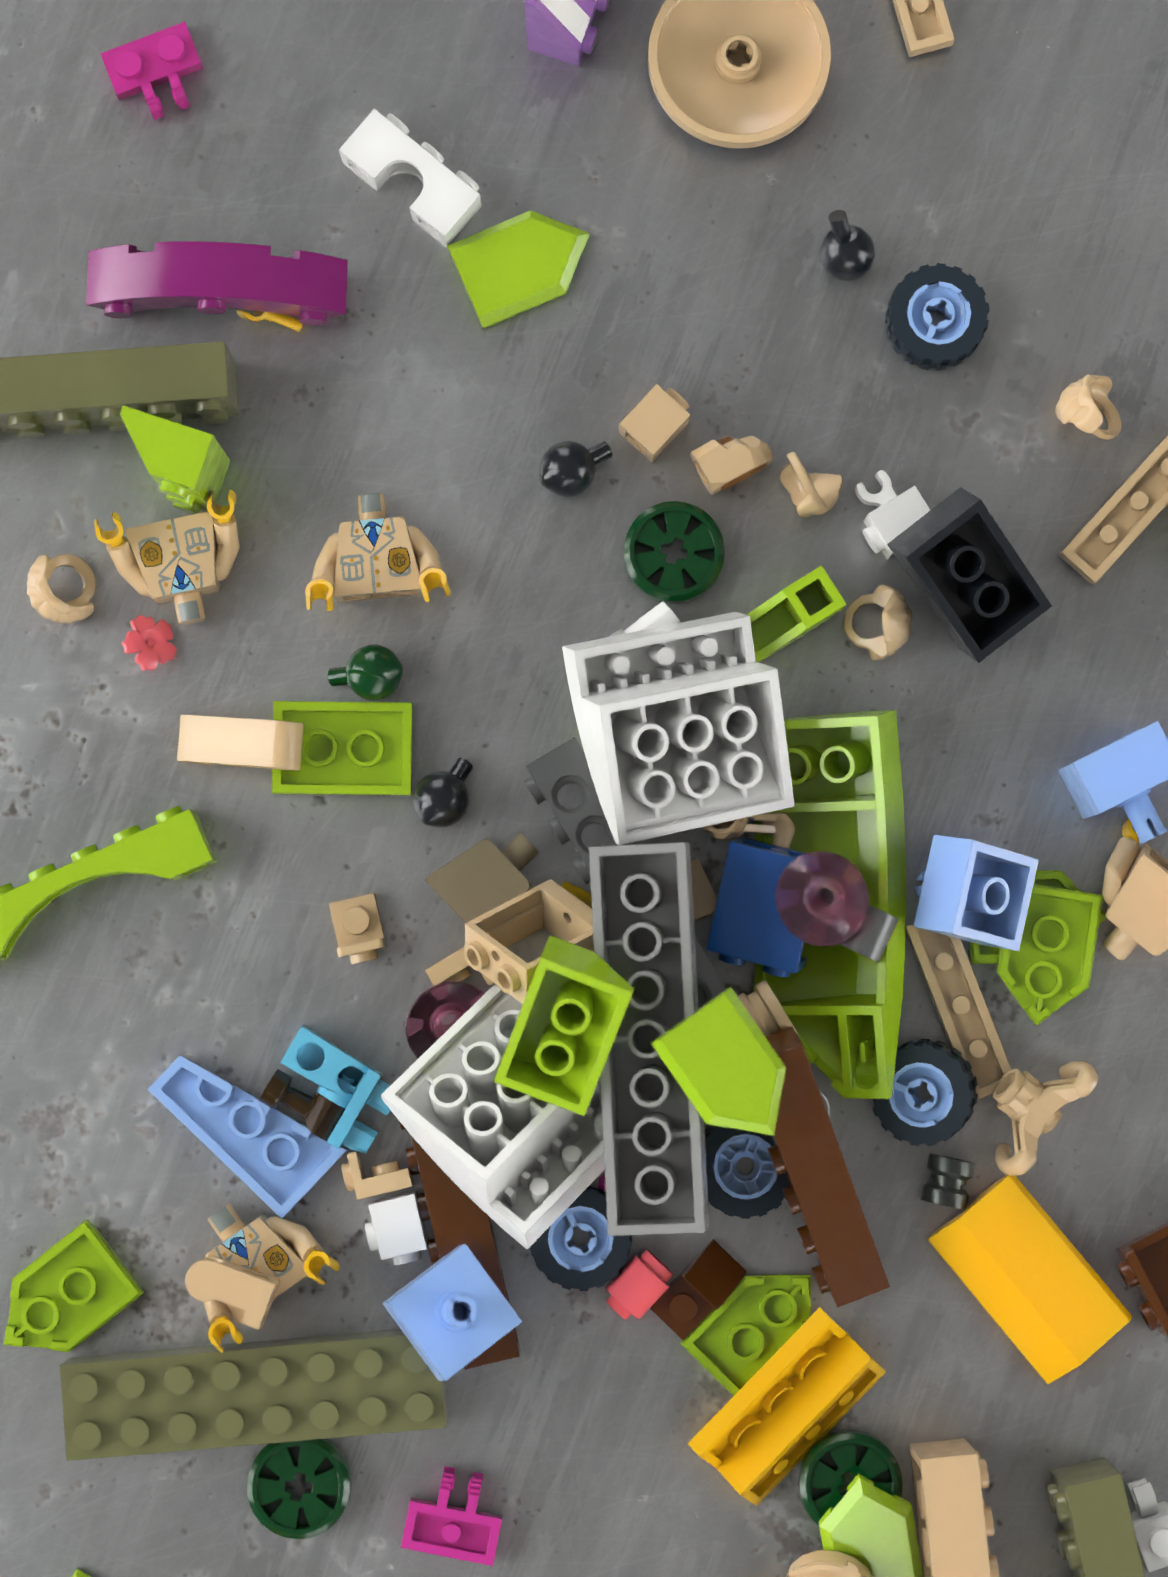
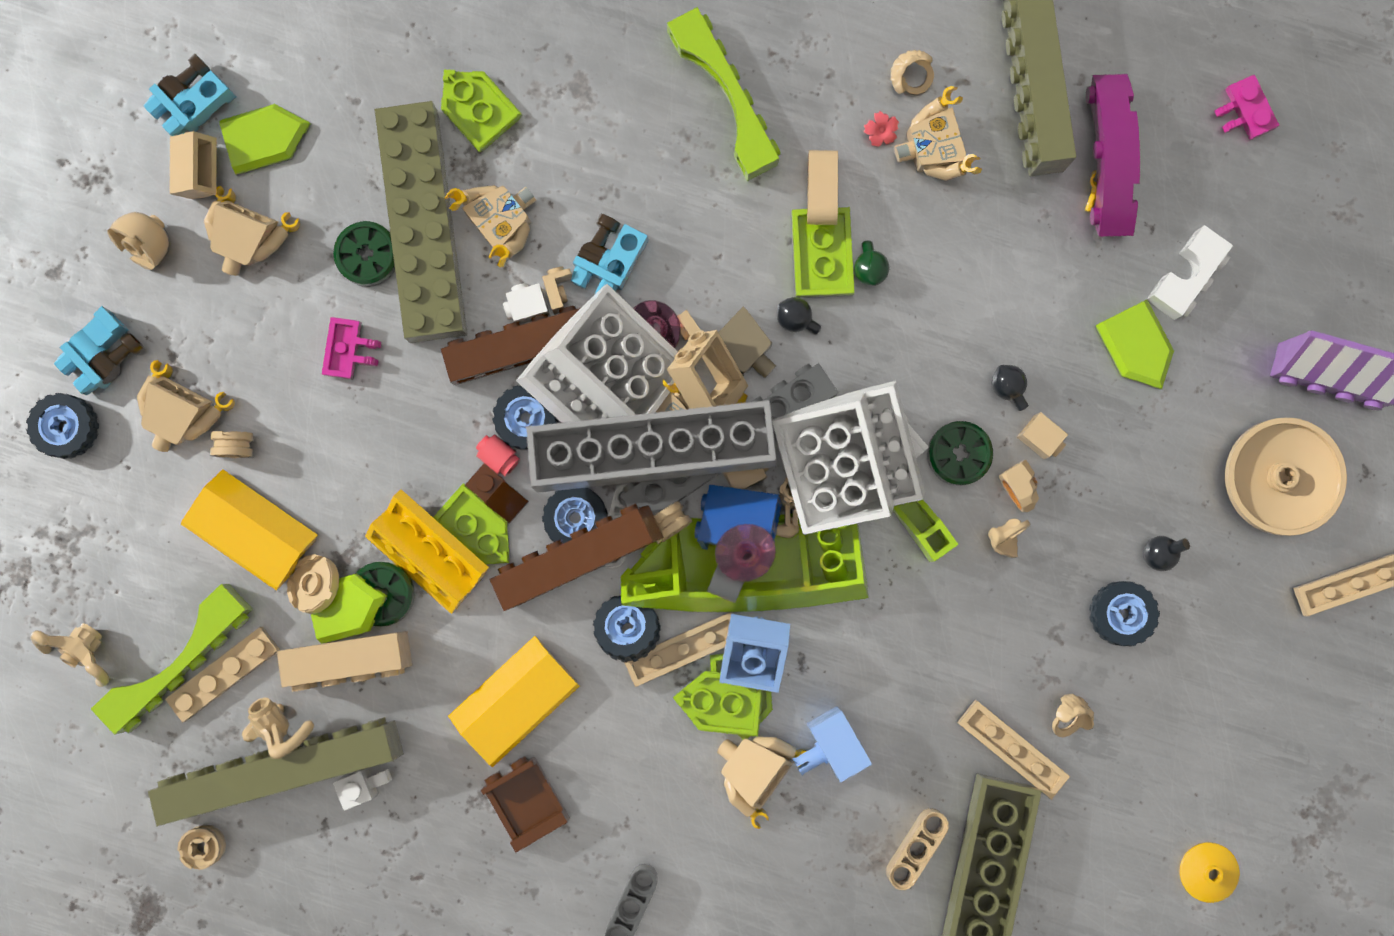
camera: 90 degrees right, 0 degrees up
(178, 458) = (999, 134): lime slope -> none
(234, 1285) = (485, 202): tan leg -> none
(258, 1143) = (575, 212): light blue wing -> none
(358, 928) = (710, 269): tan bracket -> none
(375, 559) = (943, 264): tan torso -> none
(452, 1312) = (474, 336): light blue brick -> none
(565, 1027) = (655, 390): lime slope -> none
(725, 1065) = (636, 493): lime tile -> none
(892, 515) = (990, 594): white brick -> none
(895, 622) = (925, 595): tan piece -> none
(947, 1183) = (572, 646): pearl dark grey wheel -> none
(969, 574) = (958, 640): black brick -> none
(1036, 1110) = (620, 699): tan piece -> none

